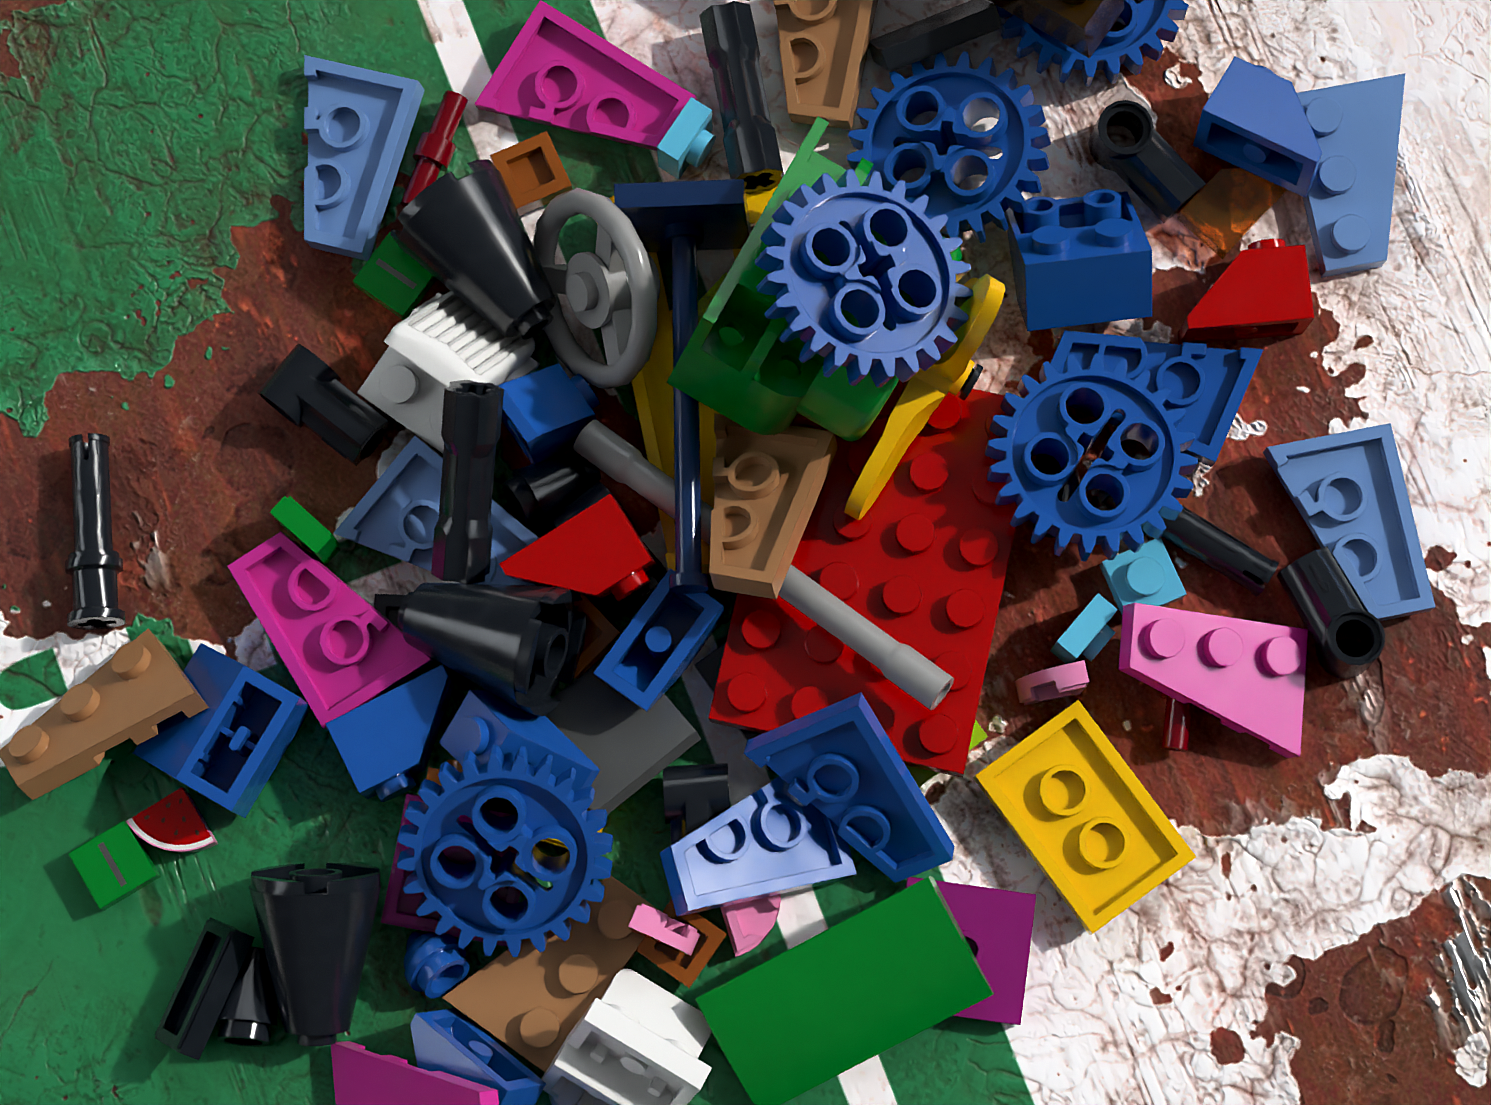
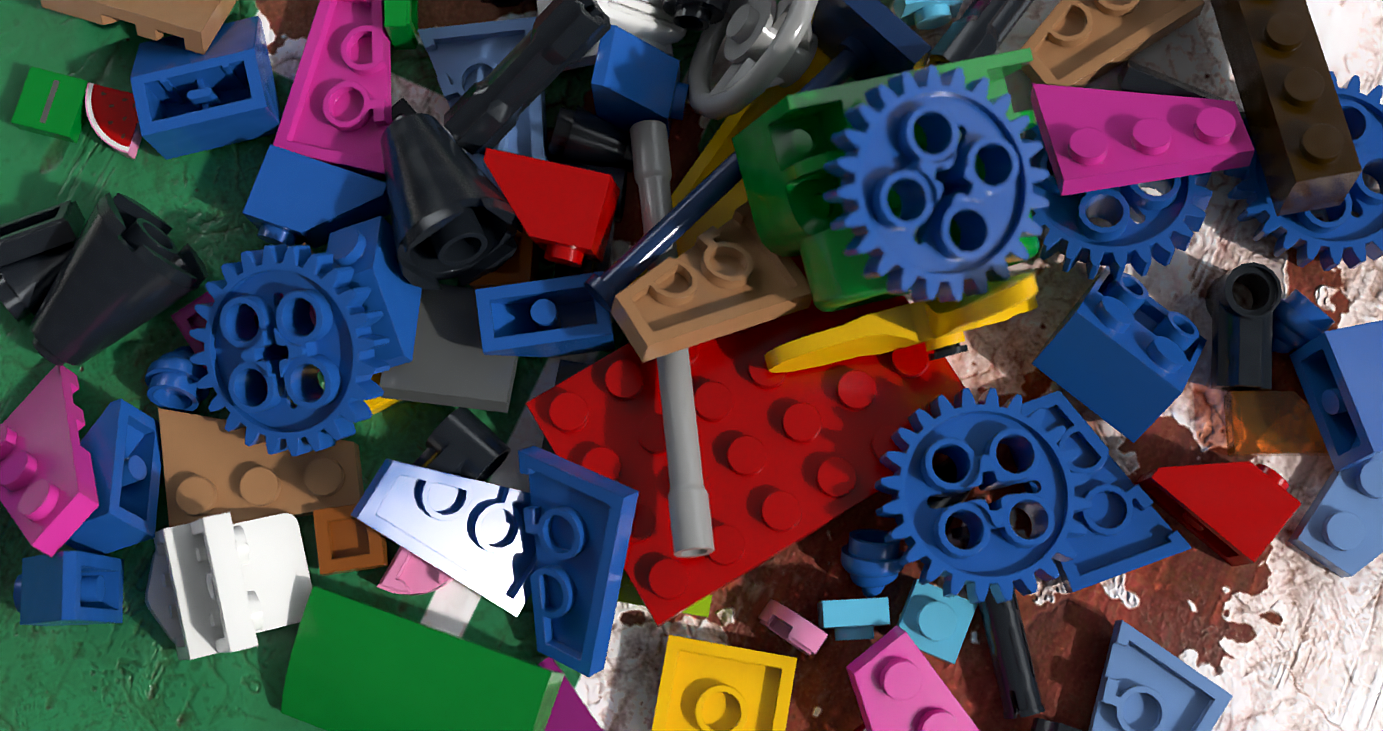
camera: 45 degrees right, 0 degrees up
(664, 929) = (335, 506): bright pink tile -> none
(937, 99) = (1135, 138): none -> dark pink wing
(1057, 580) = (871, 560): none -> blue plate
(1176, 117) = (1297, 322): none -> blue plate

